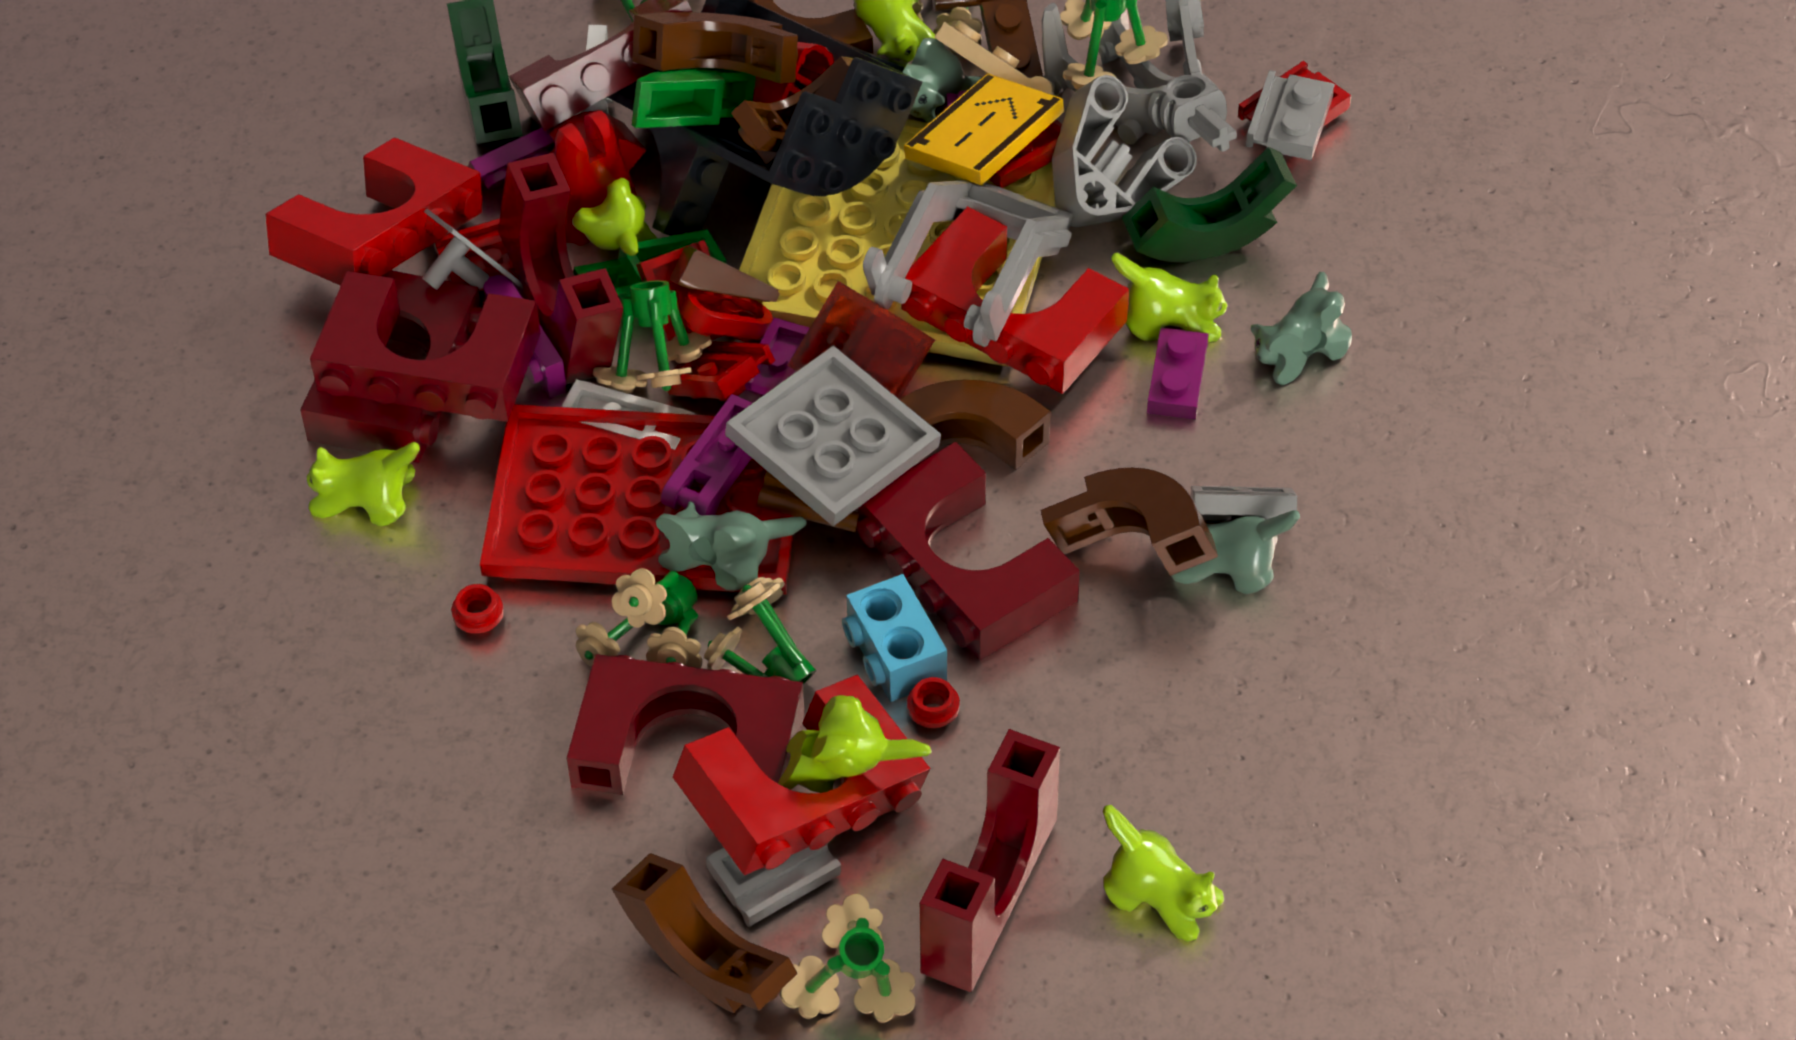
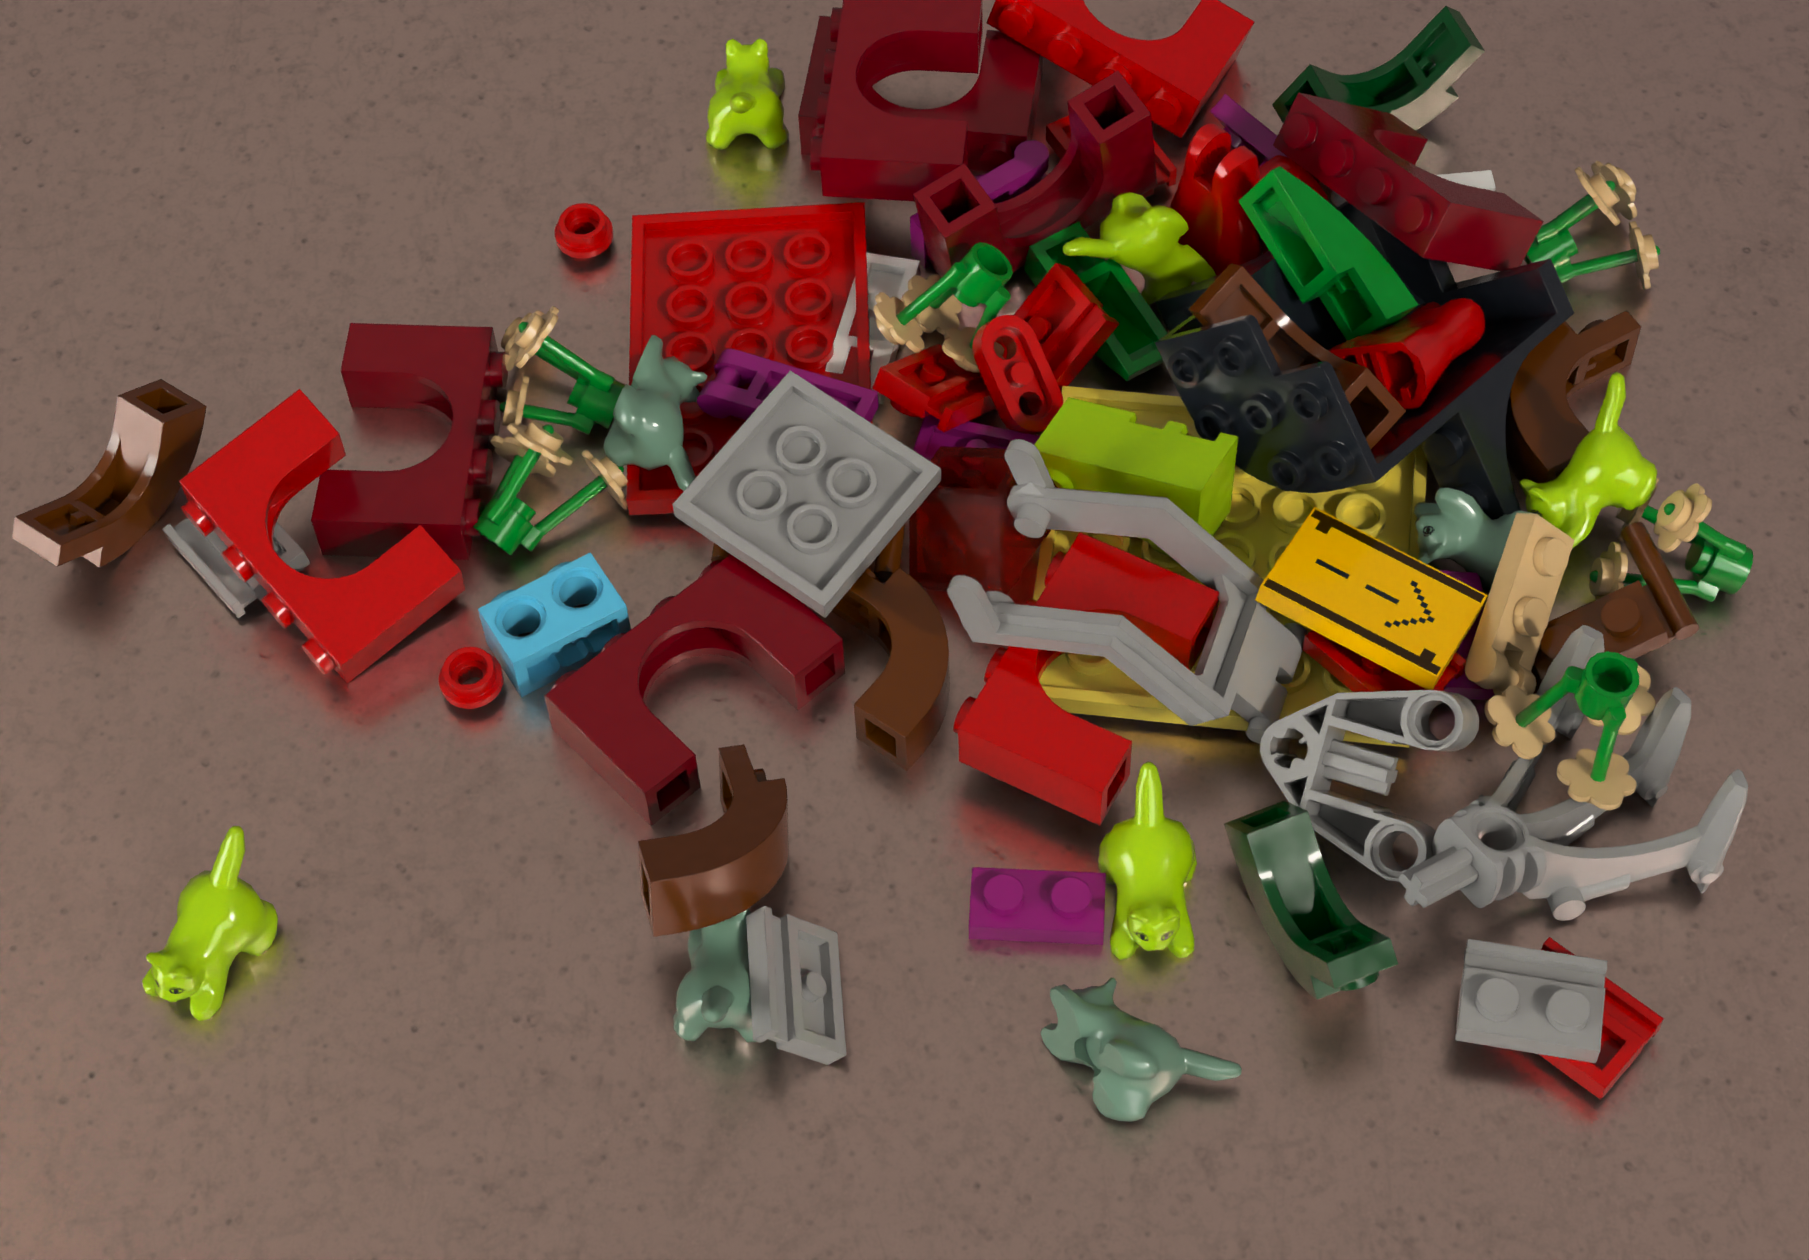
camera: 85 degrees right, 5 degrees up
(454, 260) = (1044, 88): light grey shield -> none
(708, 274) = (1052, 338): reddish brown slope -> none
(715, 41) = (1397, 243): reddish brown arch -> none
(844, 746) = (319, 556): lime animal -> none
(859, 956) = (79, 603): tan plant -> none
(860, 218) = (1108, 452): none -> lime wedge
(971, 904) = (258, 757): dark red arch -> none

